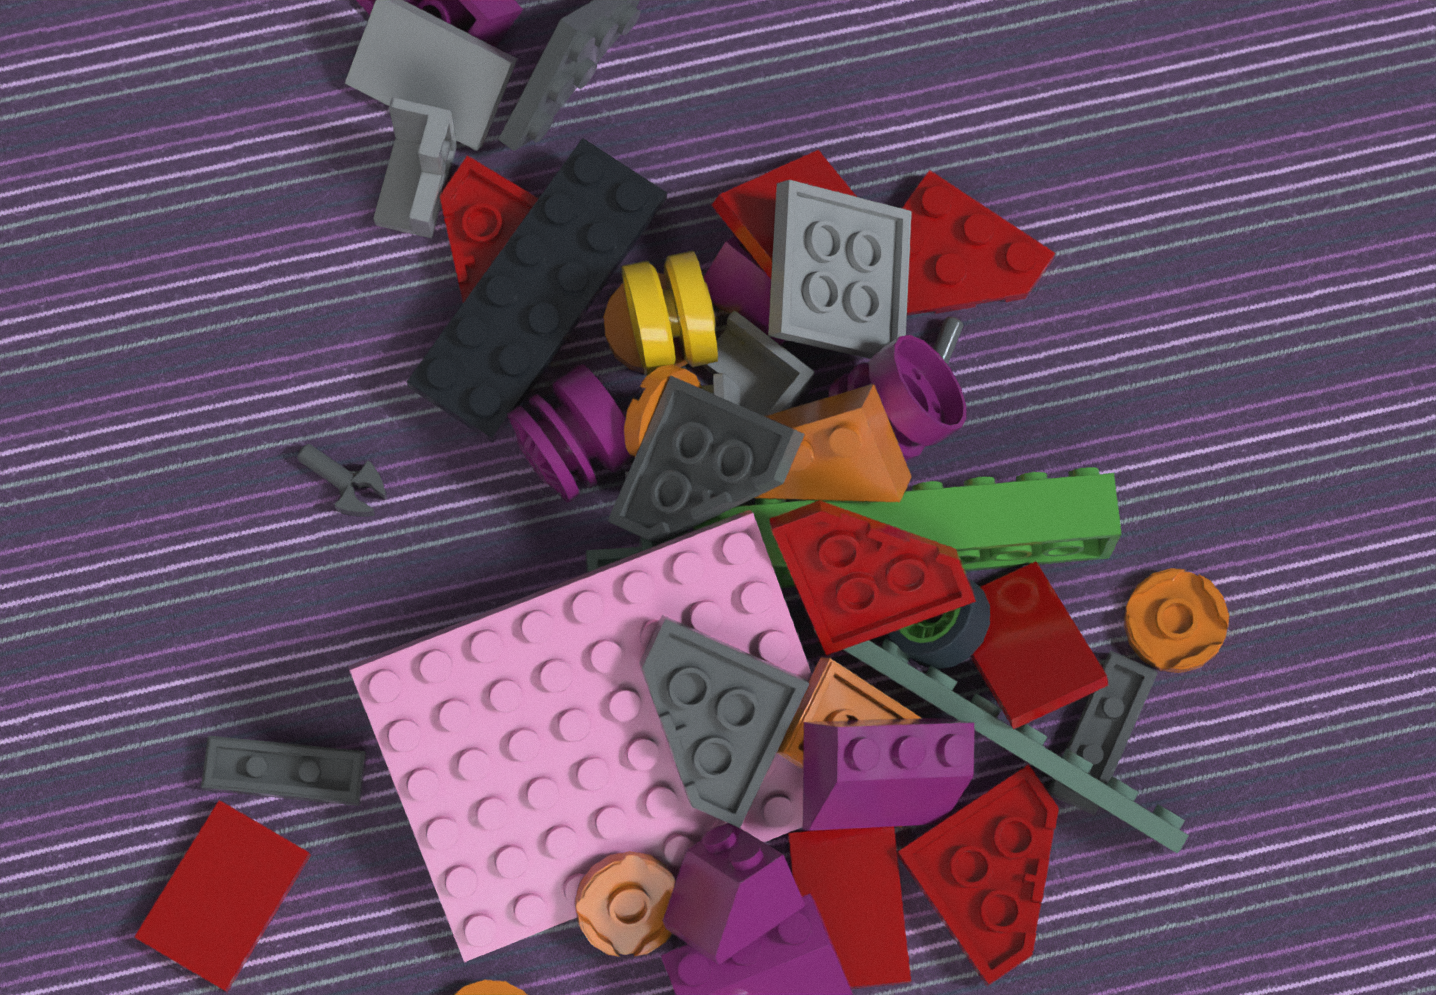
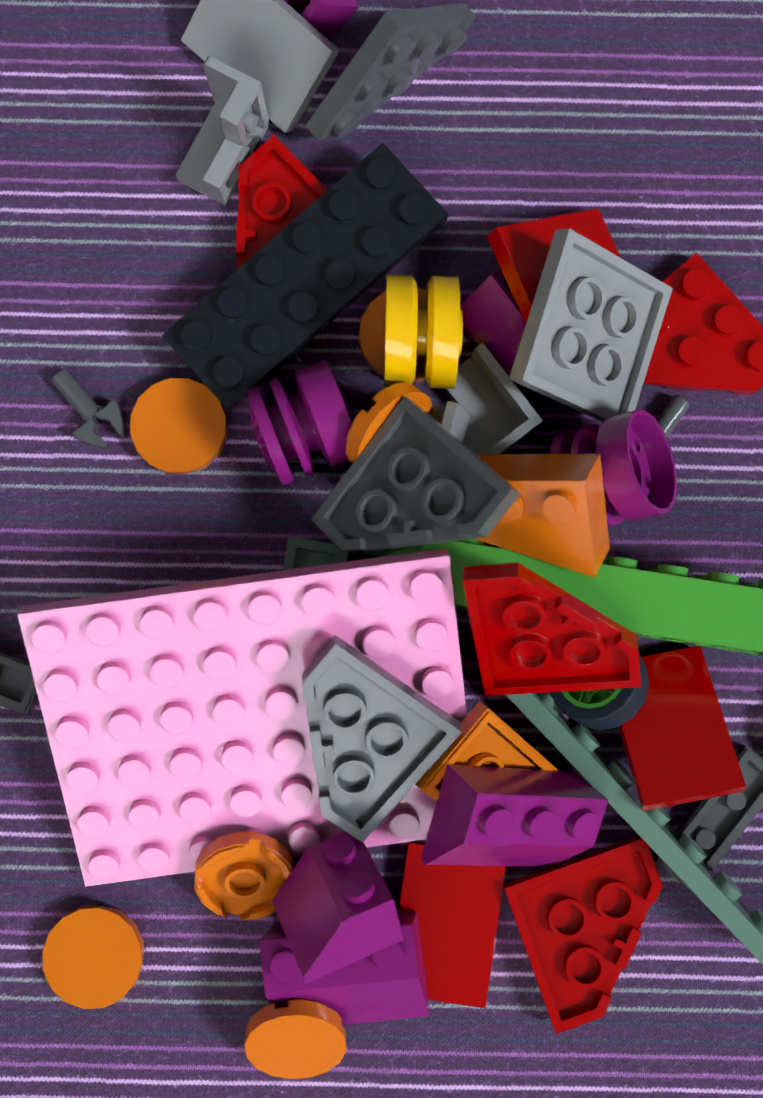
camera: 15 degrees right, 10 degrees up
(442, 472) = (178, 426): none -> orange tile

